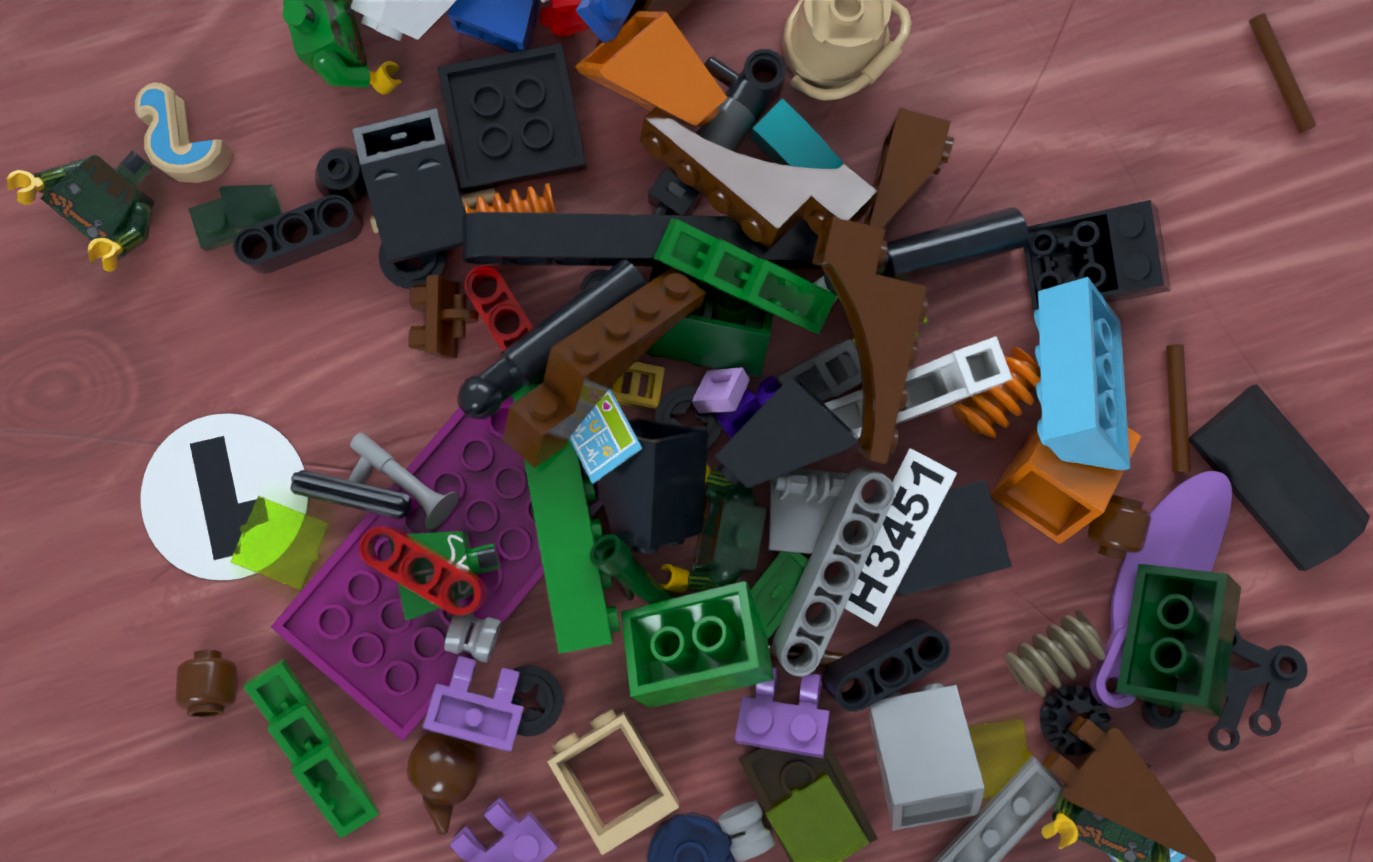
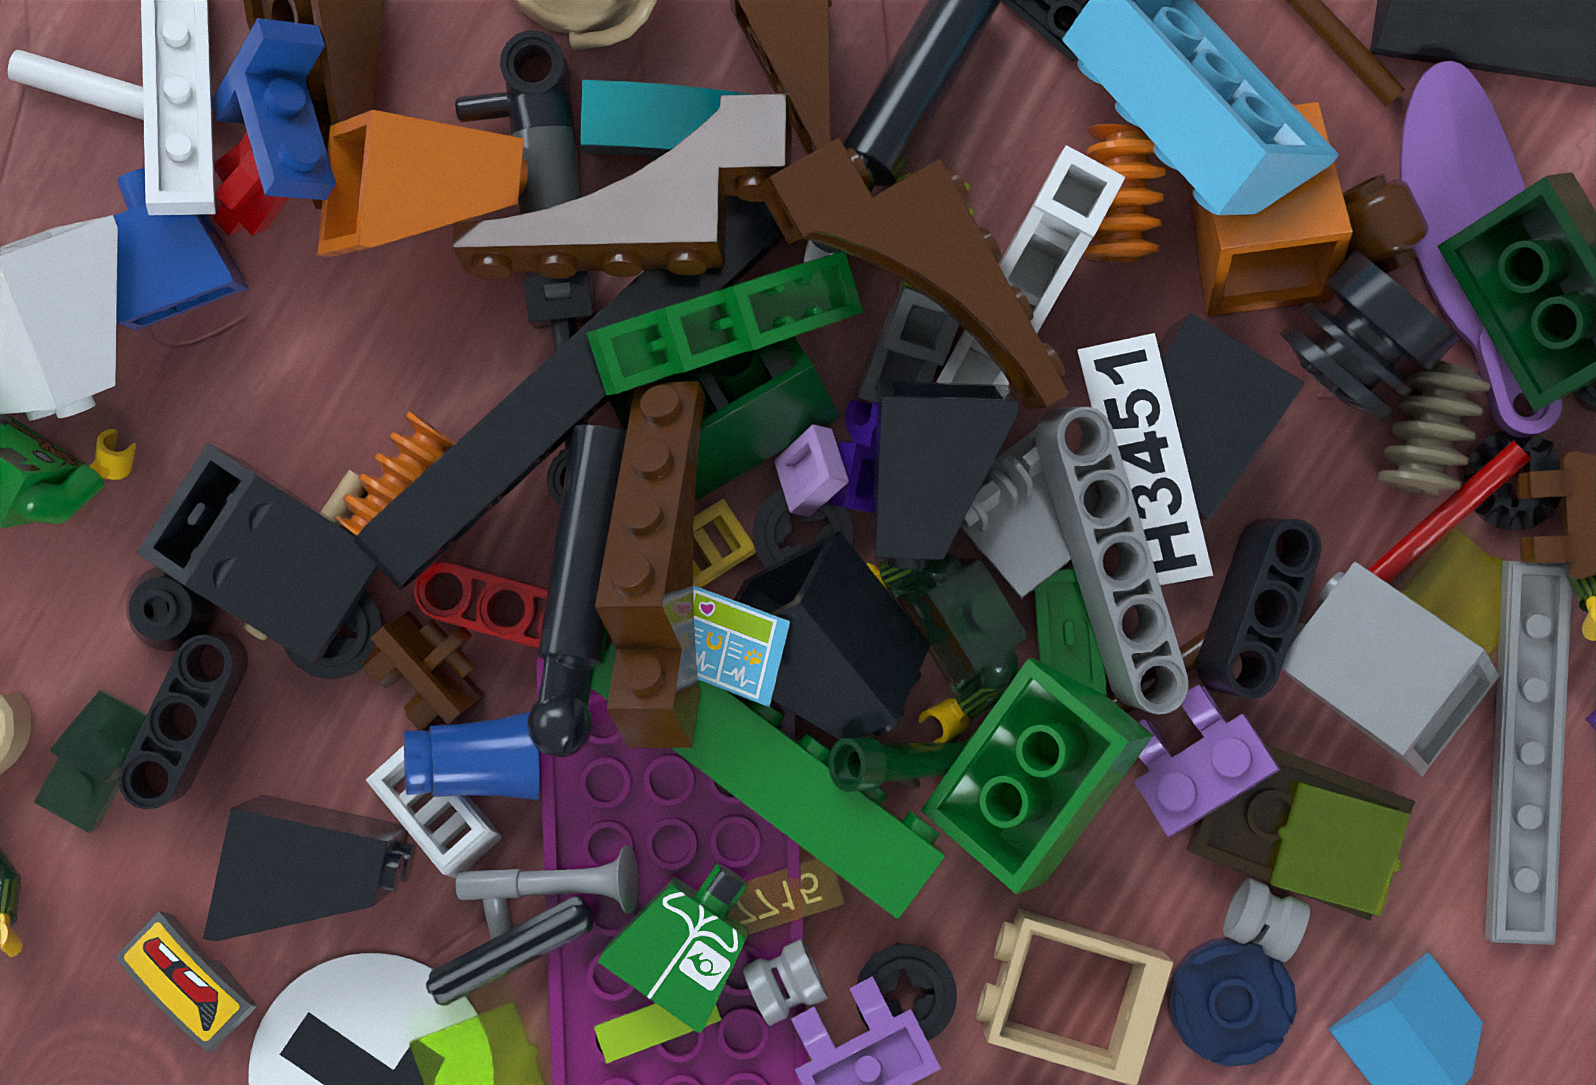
camera: 40 degrees left, 5 degrees up
(176, 364) = (184, 983): none -> slope
(288, 353) = (301, 864): none -> black slope
(379, 425) = (464, 852): none -> white slope
(380, 595) = (641, 1030): none -> lime window
(401, 569) = (648, 988): red beam -> none
(420, 381) = (473, 759): none -> blue plant
(510, 593) = (781, 899): none -> clear yellow sticker
(512, 118) = (296, 372): black plate -> none
(1027, 705) = (1450, 513): none -> red bar
(1065, 575) = (1368, 336): none -> black wheel

